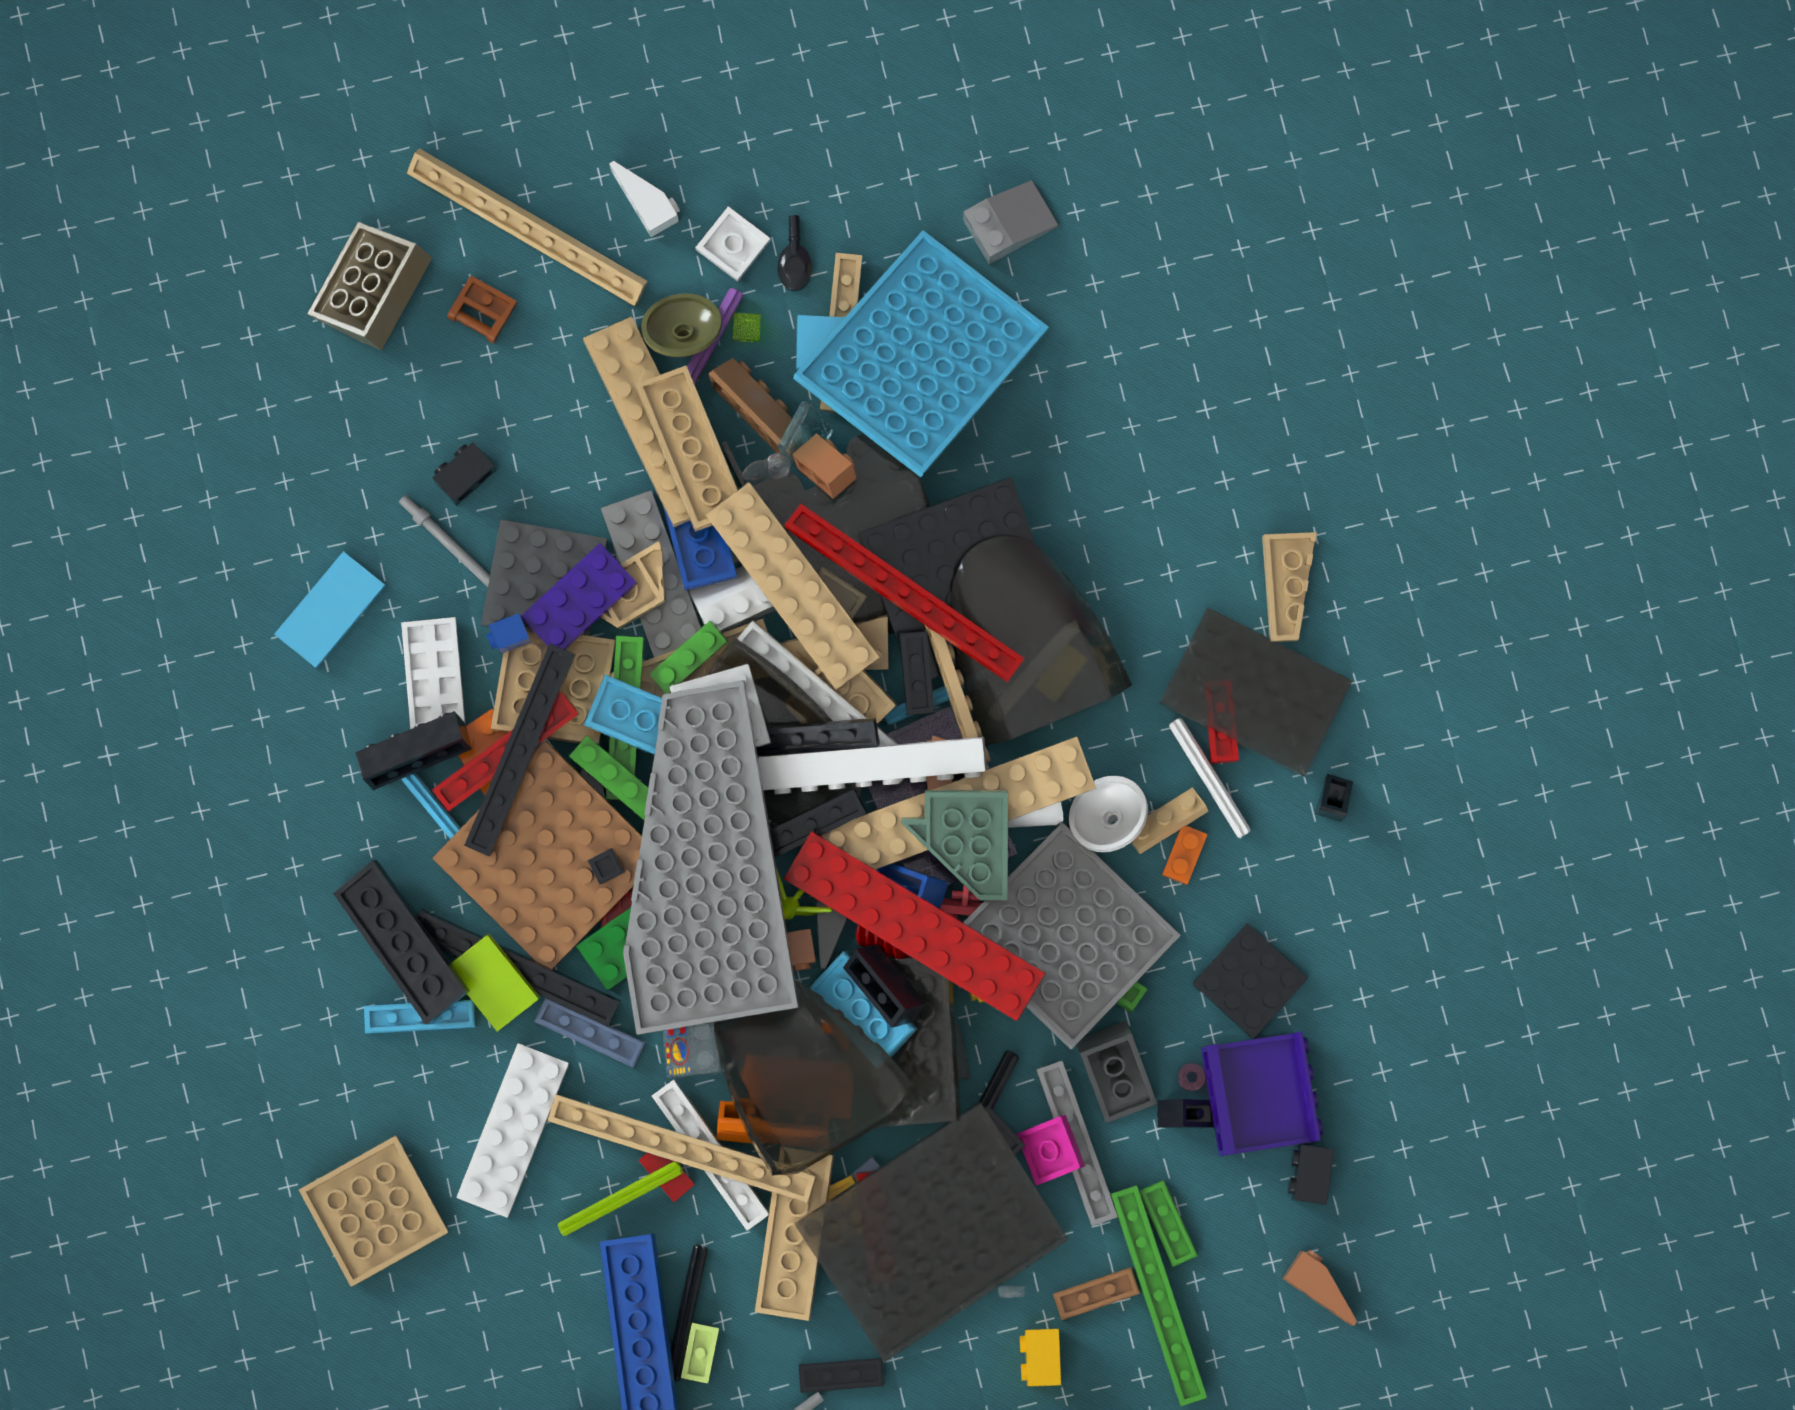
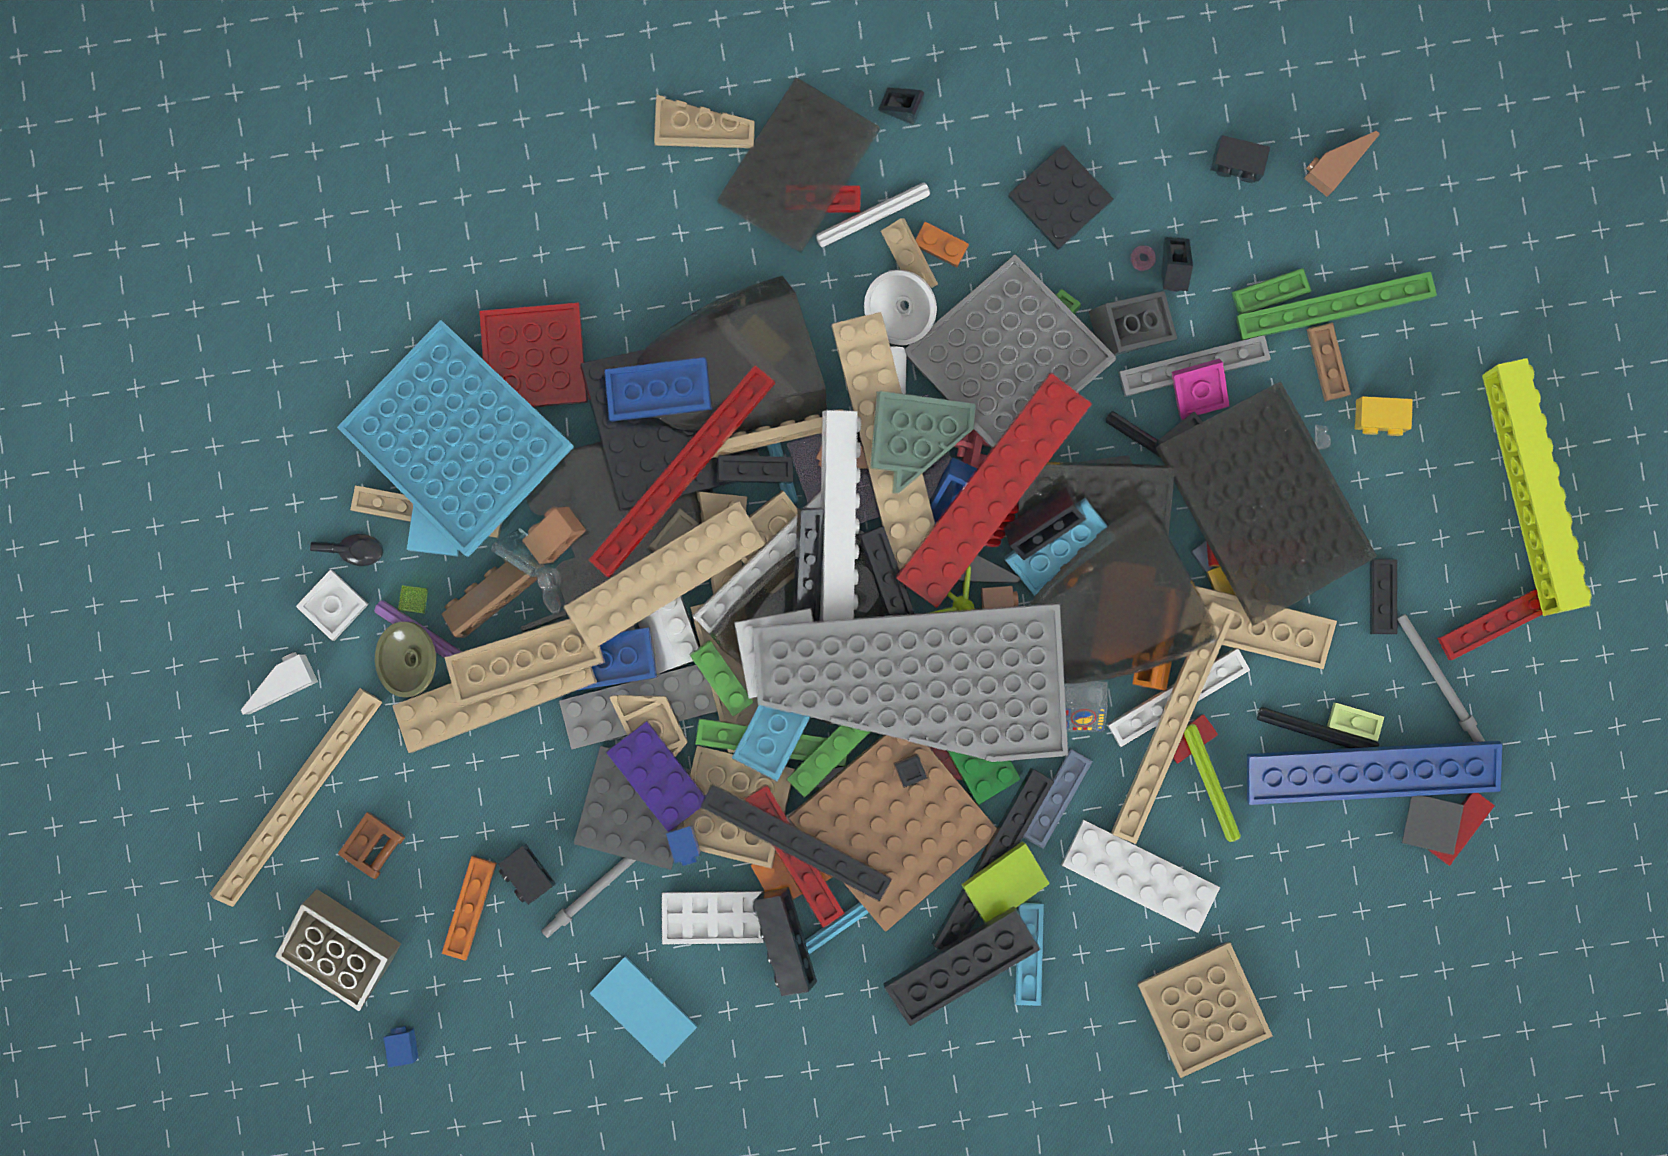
camera: 80 degrees left, 5 degrees up
(273, 360) = (401, 1046): none -> blue brick
(424, 417) = (469, 908): none -> orange tile
(989, 559) = (658, 389): none -> blue plate
(1009, 221) = (336, 347): light grey slope -> none
(1023, 431) = (537, 351): none -> red plate
(1261, 1094) = (1164, 195): dark purple panel -> none

